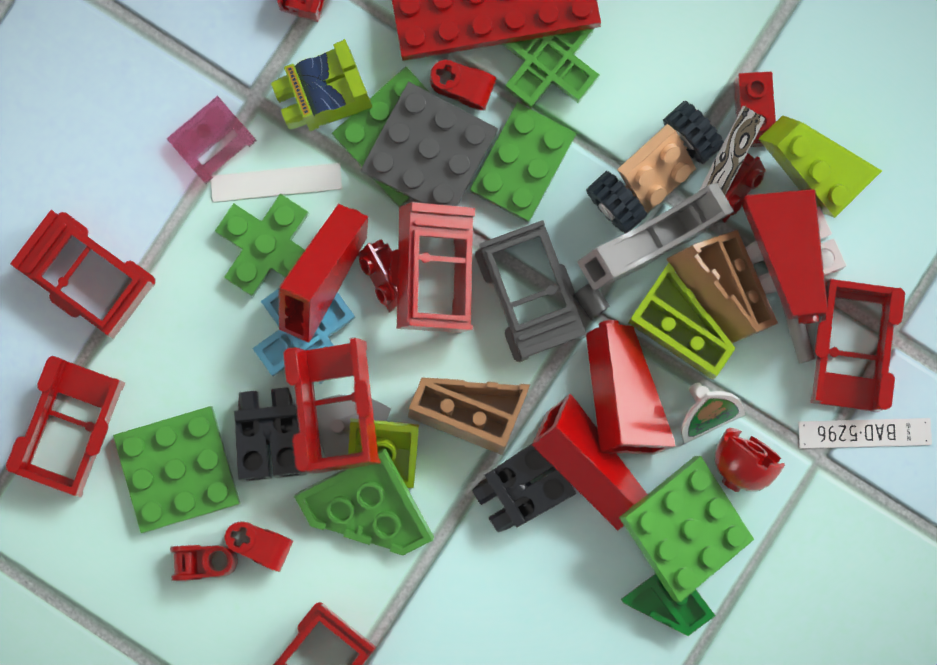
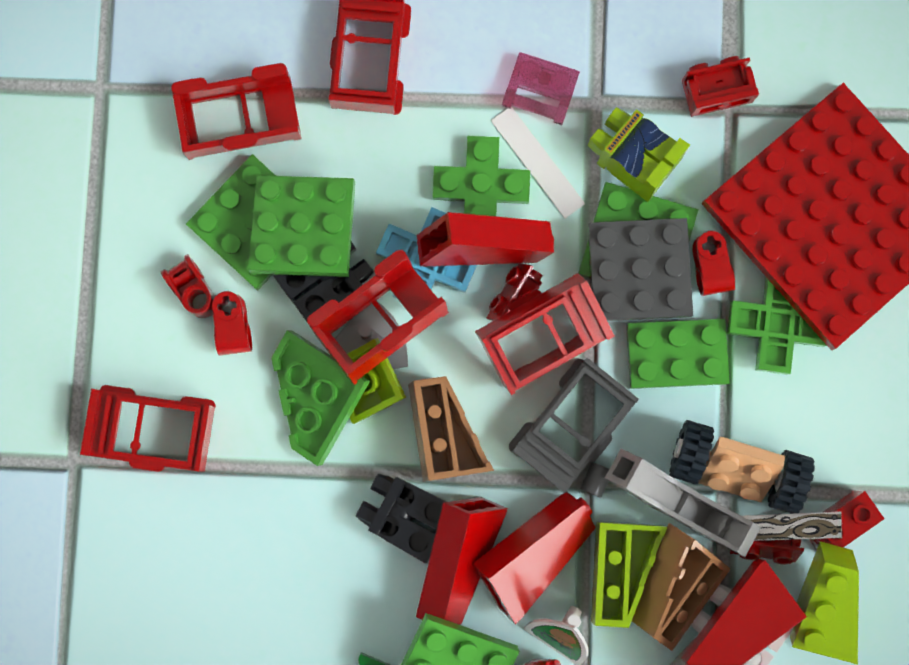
camera: 55 degrees right, 0 degrees up
(208, 426) = (302, 226): none -> bright green plate

